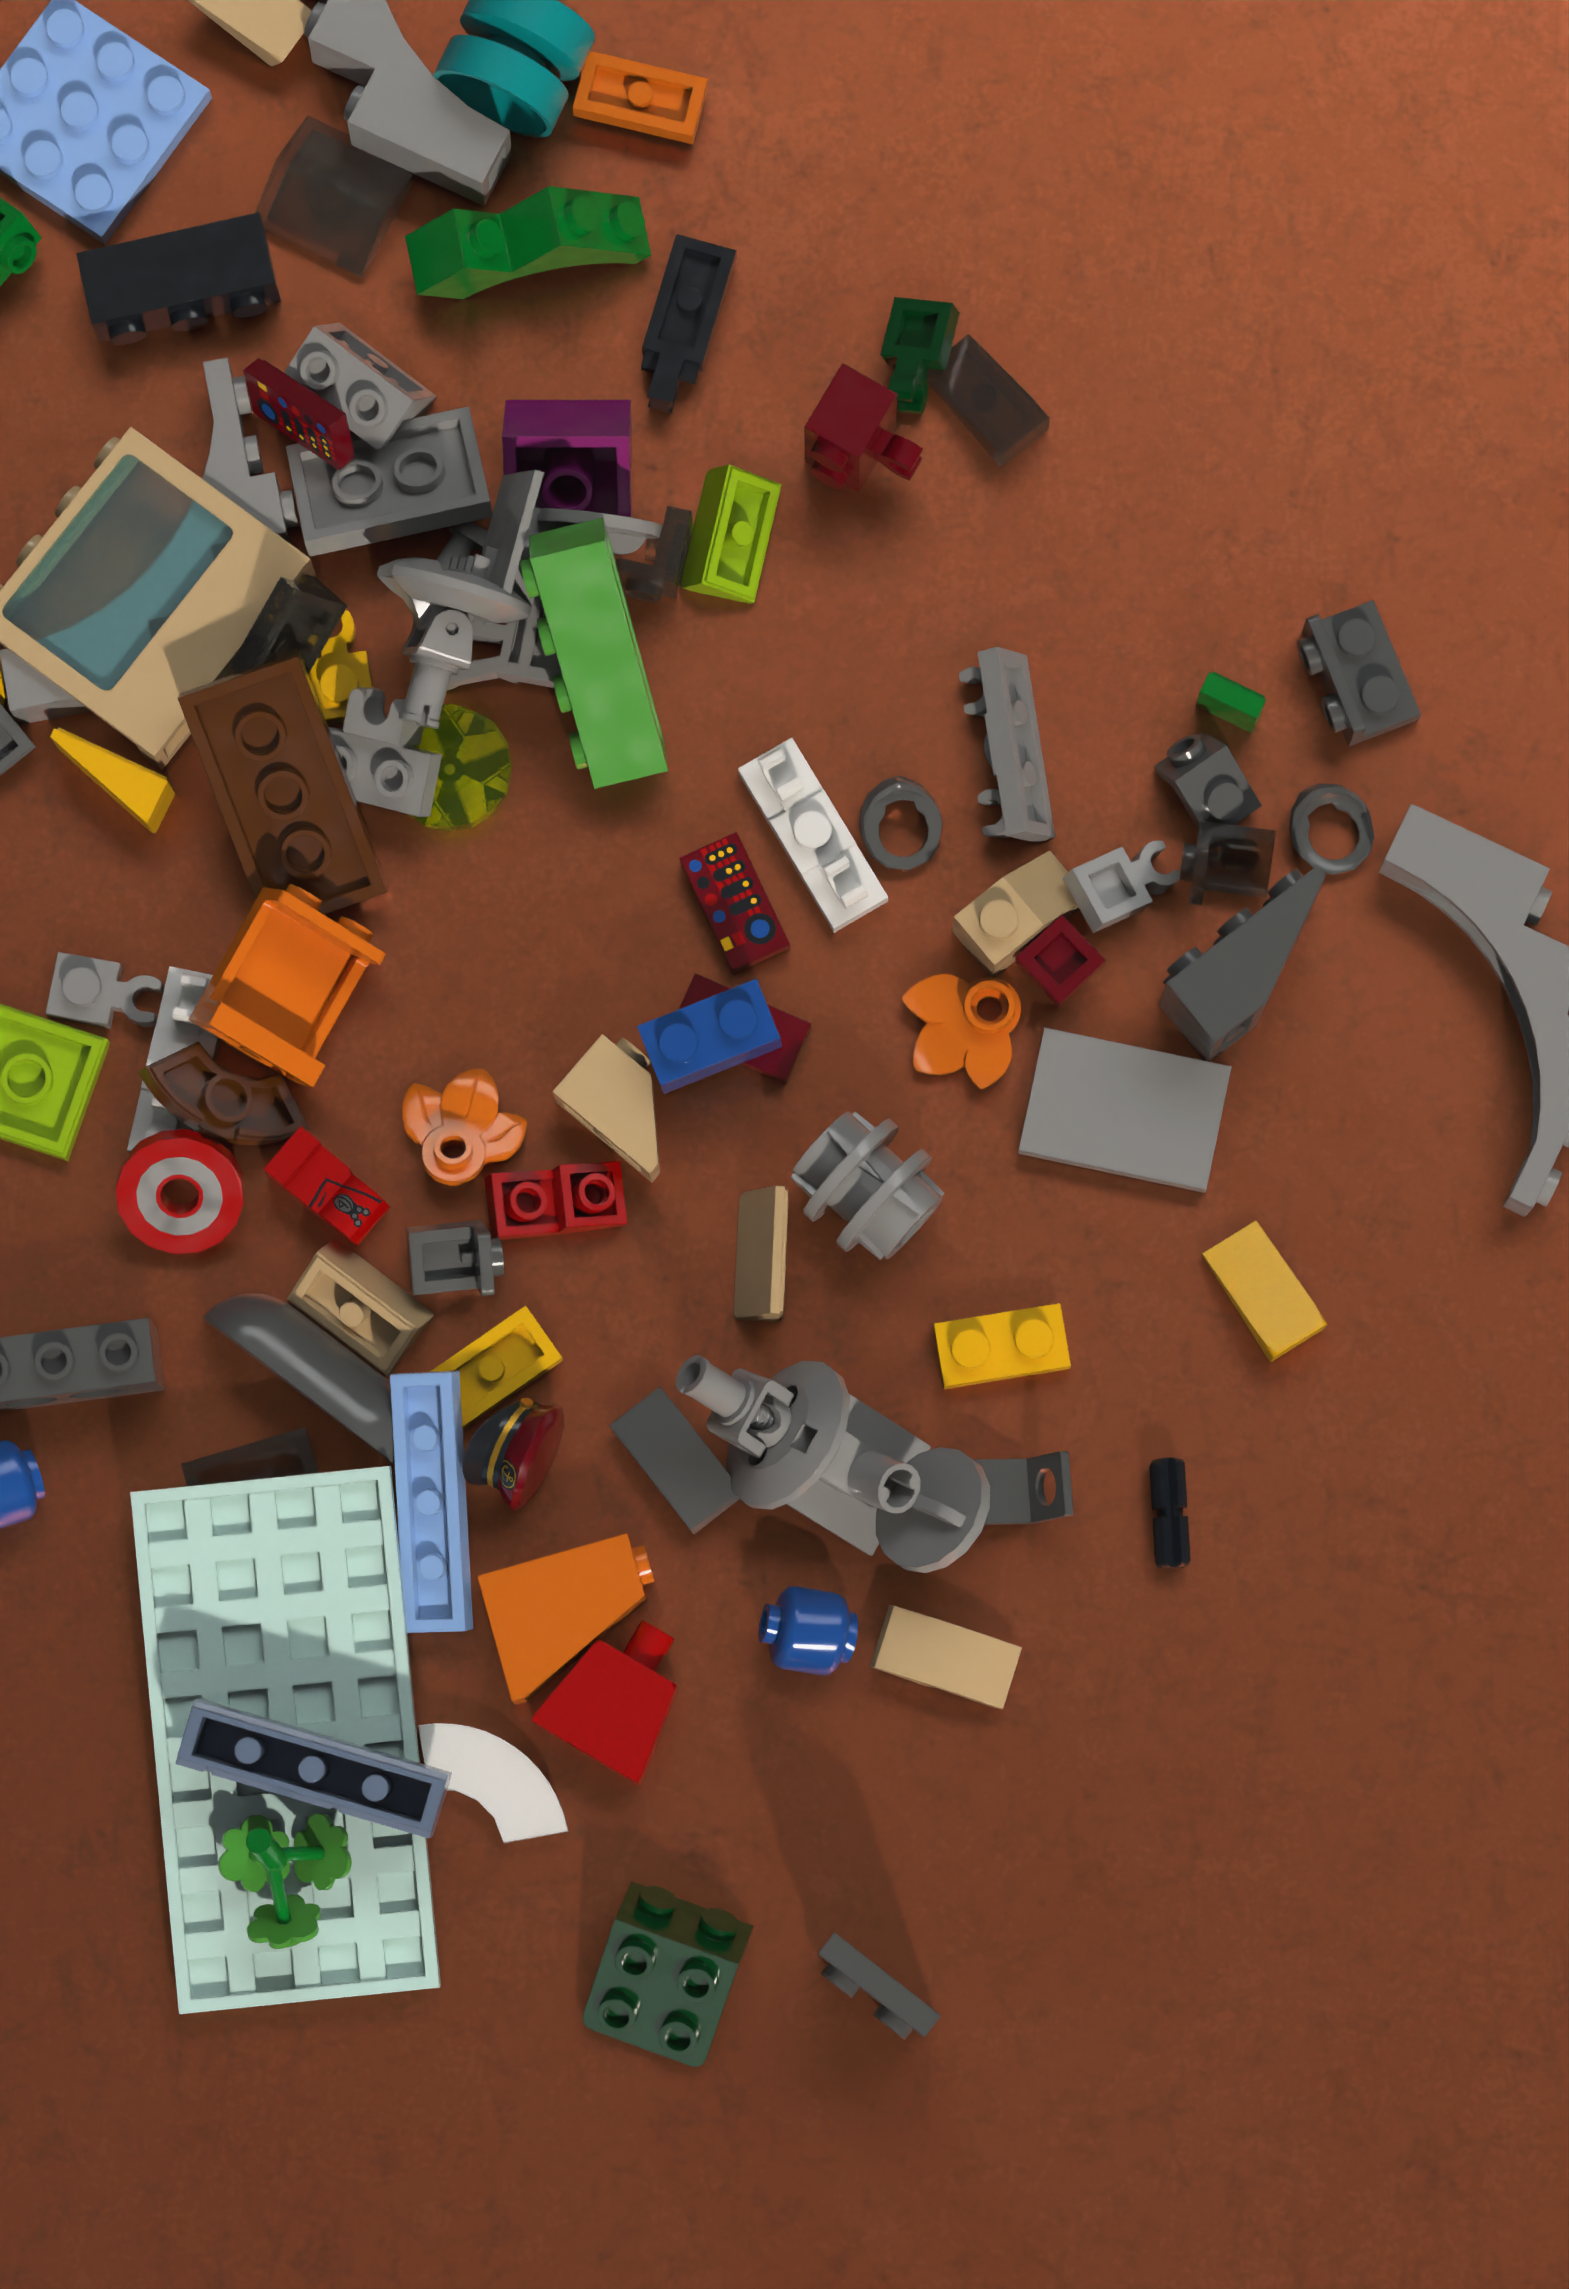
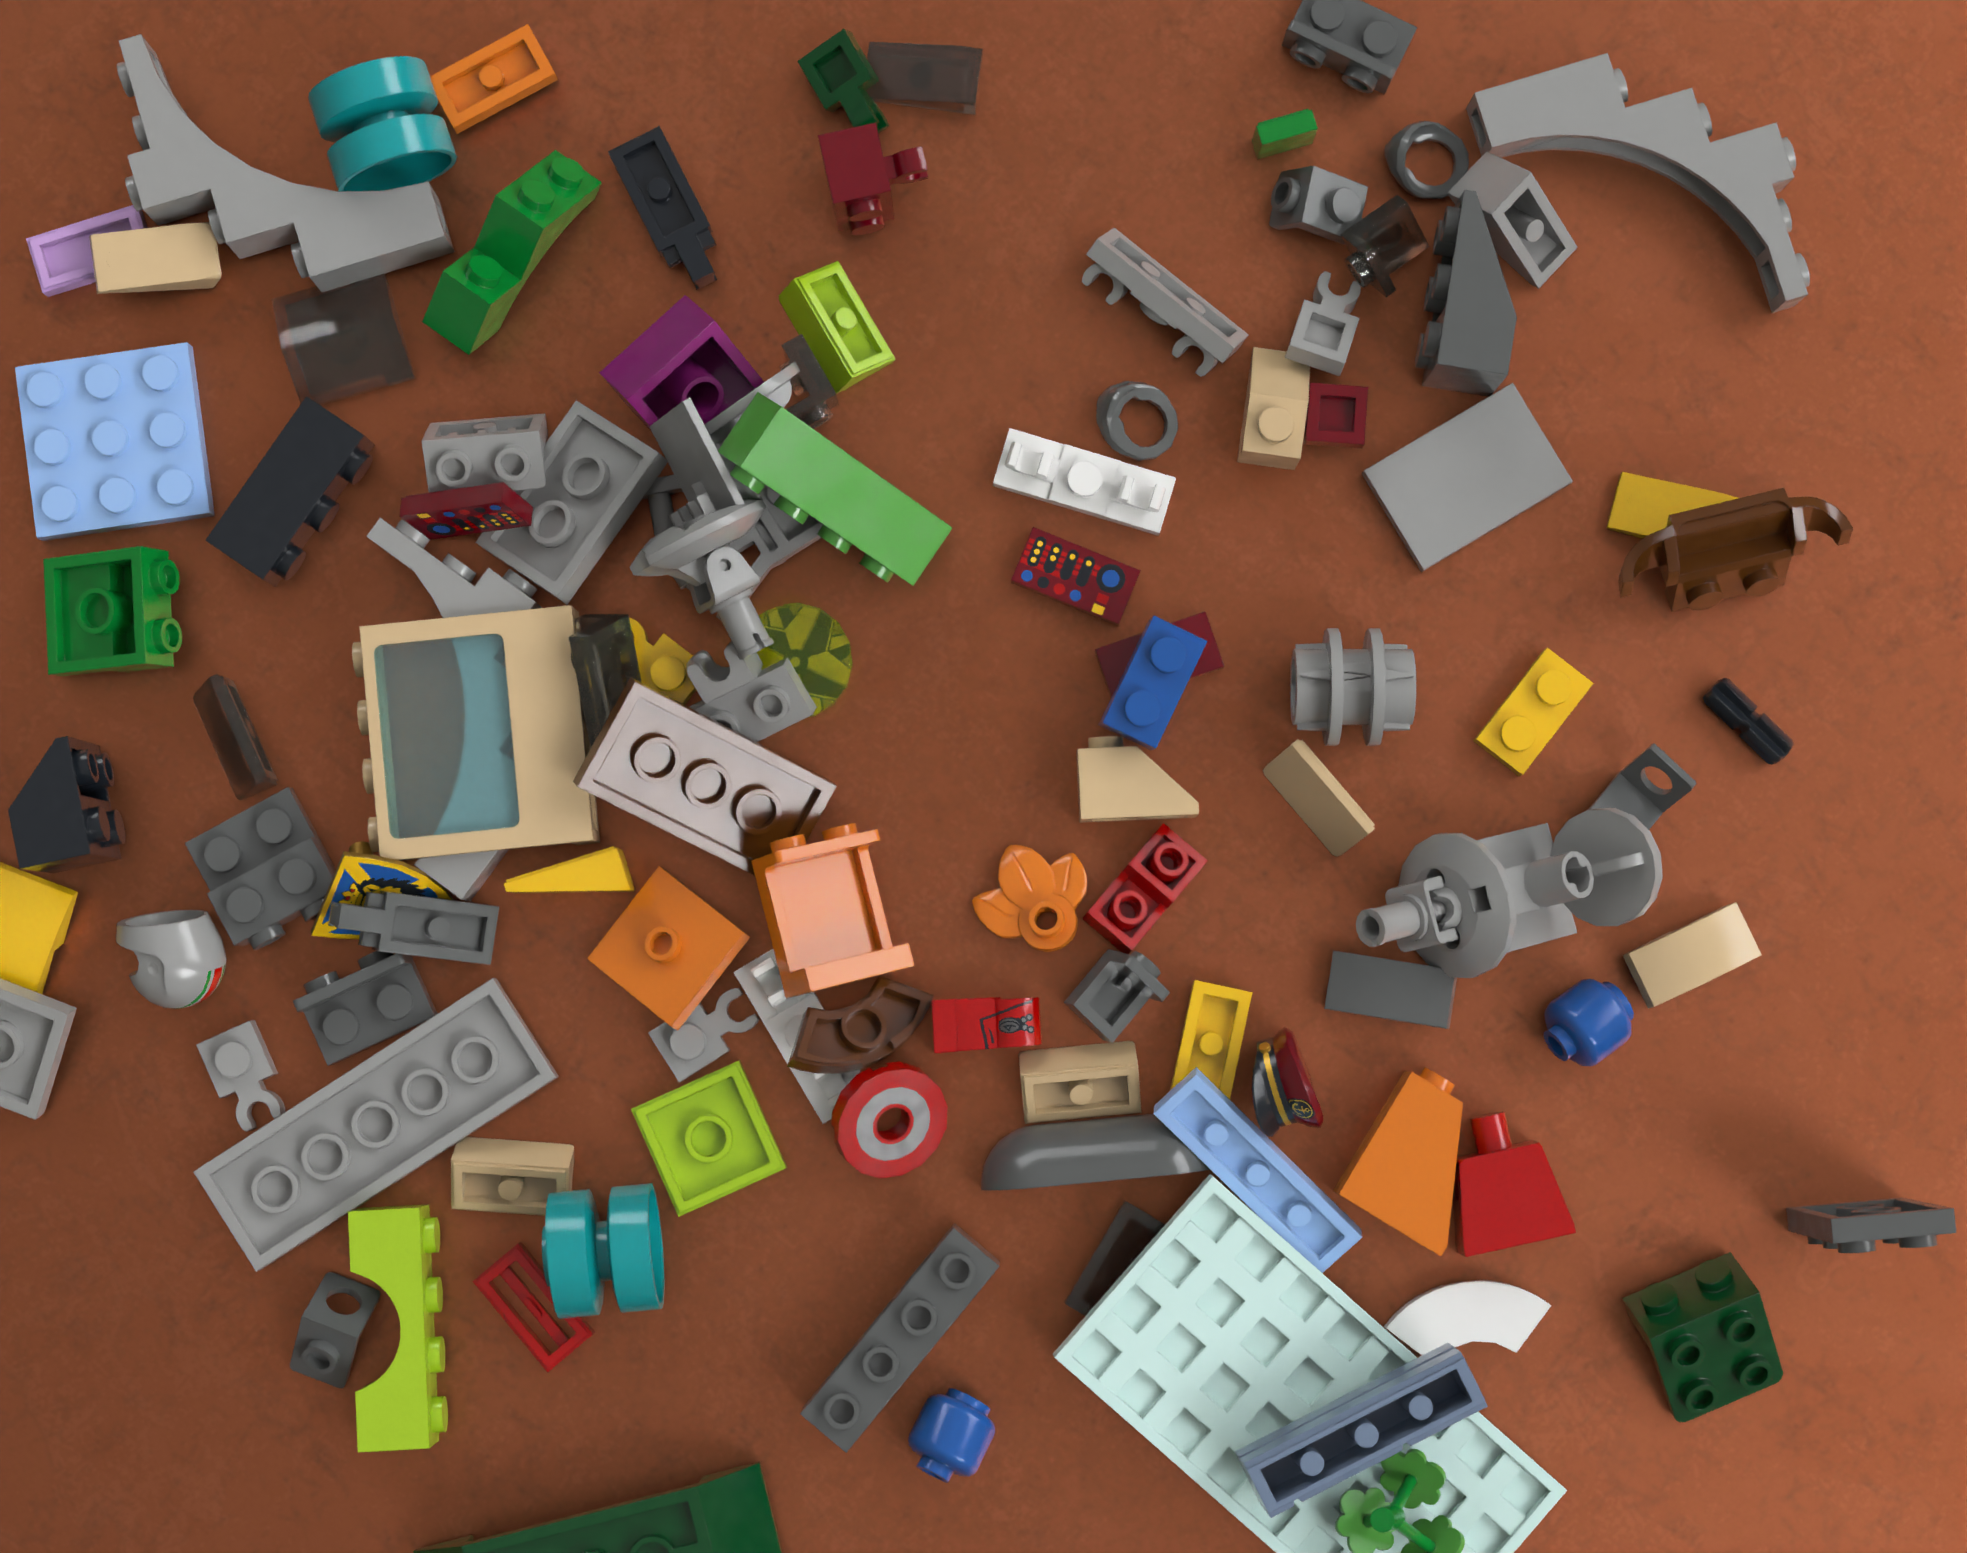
camera: 45 degrees left, 5 degrees up
(136, 899) = (668, 948): none -> orange plate
(955, 1031) = (1305, 527): orange plate -> none
(1276, 1351) = (1731, 547): none -> reddish brown plate
(1355, 936) = (1518, 217): none -> light grey slope

